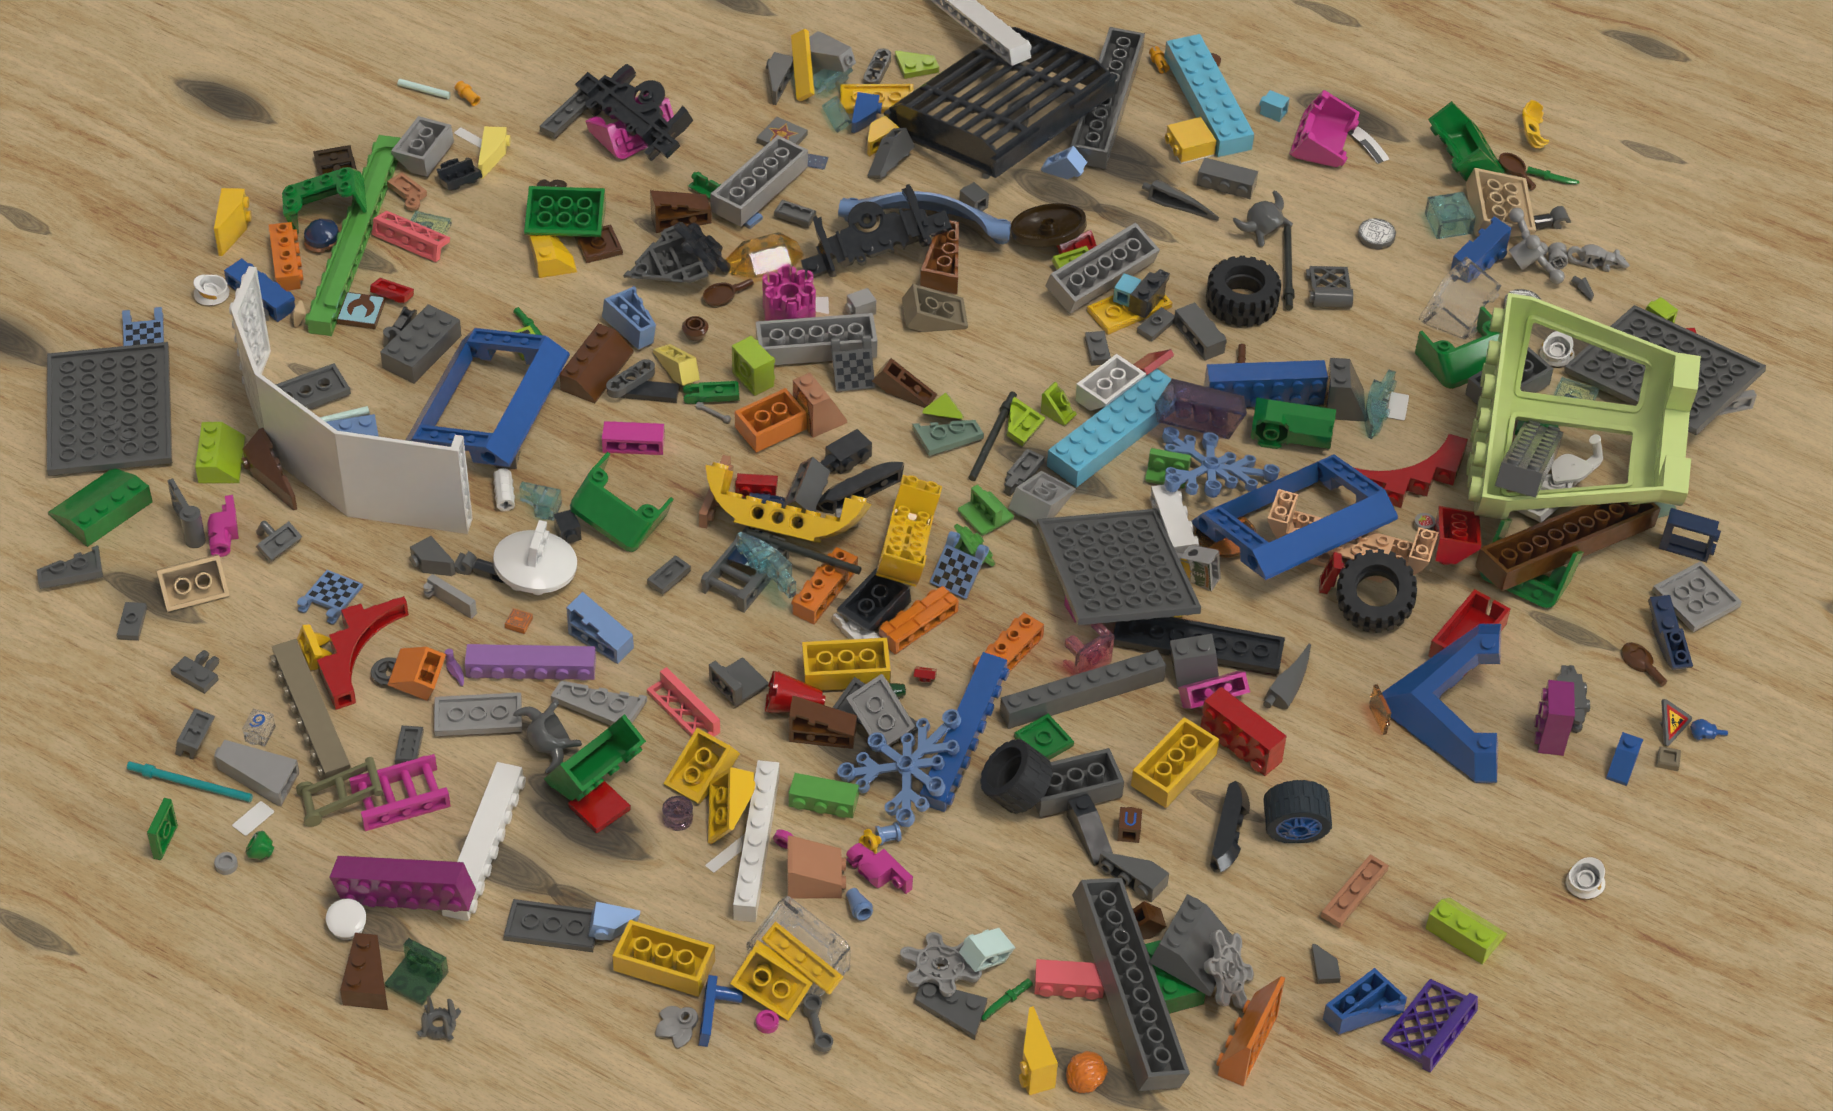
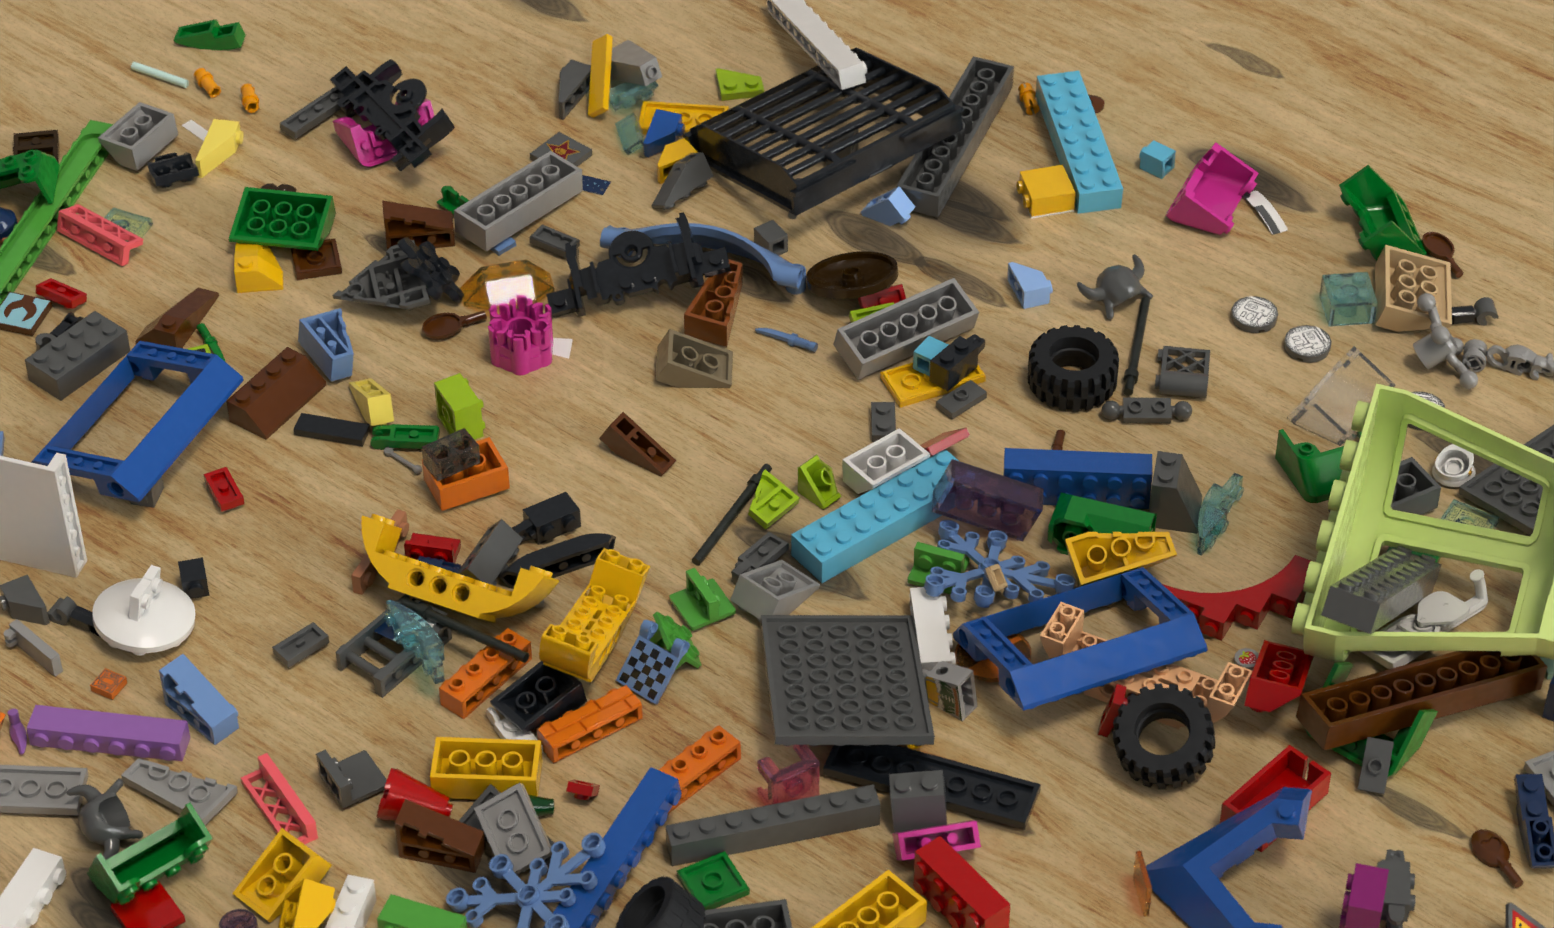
camera: 10 degrees right, 5 degrees down
(408, 190) = (110, 183): nougat hinge -> none
(459, 50) = (211, 36): none -> green slope
(497, 306) = (180, 321): none -> reddish brown wedge
(504, 489) = (130, 529): white axle -> none
(508, 106) = (250, 99): none -> light orange pin
(543, 499) = (172, 543): clear light blue arch -> none
(572, 449) = (224, 489): none -> red plate
(612, 515) = (246, 570): green windscreen -> none
(622, 386) = (326, 406): dark grey beam -> none
(633, 438) = (298, 482): dark pink brick -> none
(695, 328) = (402, 362): reddish brown cone -> none
(760, 406) = (451, 454): none -> clear smoke brick
(809, 338) = (544, 384): light grey brick -> none
(821, 410) = (526, 461): nougat slope -> none
(854, 367) = (579, 421): dark grey flag -> none
(861, 302) = (607, 350): light grey brick -> none
(876, 62) = (691, 79): dark grey beam -> none
(944, 407) = (678, 474): lime slope -> none
(944, 437) = (669, 511): sand green wing -> none
(1004, 282) = (792, 339): none -> medium blue piece
(1174, 198) = (1004, 251): dark grey piece -> none
(1192, 222) = (1029, 285): none -> light blue slope
(1200, 331) = (1012, 411): dark grey brick -> none
(1219, 472) = (995, 577): none -> tan slope
(1227, 178) = (1082, 237): dark grey brick -> none
(1288, 683) = (1031, 842): dark grey piece -> none
(1302, 447) = (1105, 555): none -> yellow wedge
(1307, 321) = (1146, 410): none -> dark grey plate
(1398, 406) = (1241, 518): white sticker -> none
(1423, 255) = (1307, 343): none -> tile
(1487, 247) = (1387, 338): blue wedge -> none
(1532, 116) = (1473, 191): yellow piece -> none
(1541, 599) = (1375, 765): none -> dark grey plate
(1548, 175) = (1481, 262): green piece -> none
(1583, 286) = (1501, 395): dark grey bar -> none

